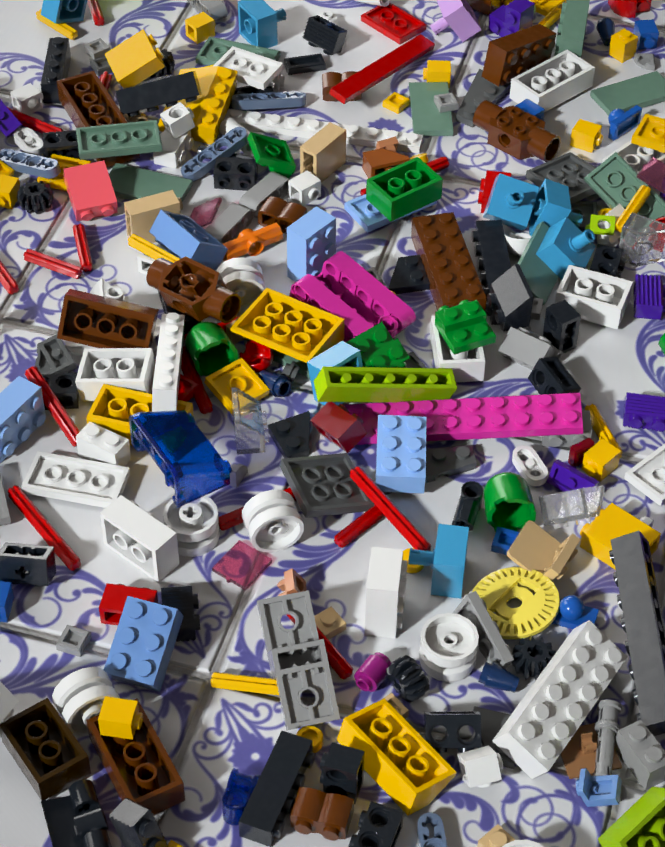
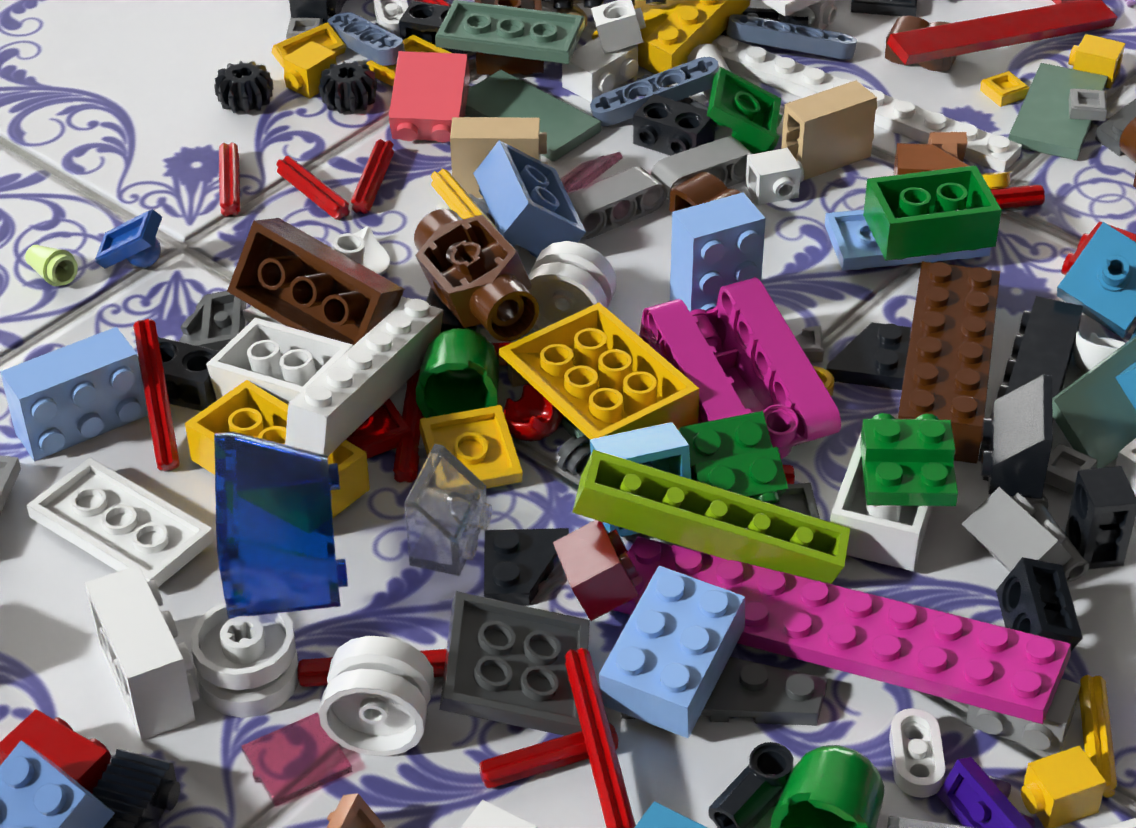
camera: 25 degrees right, 5 degrees down
(44, 528) = (21, 587): red axle -> none
(102, 445) = (187, 477): white brick -> none
(237, 475) = (382, 596): light grey tile -> none
(252, 241) = (631, 233): orange piece -> none
(278, 384) = (540, 467): dark blue cone -> none
(577, 451) = (1022, 751): dark red tile -> none

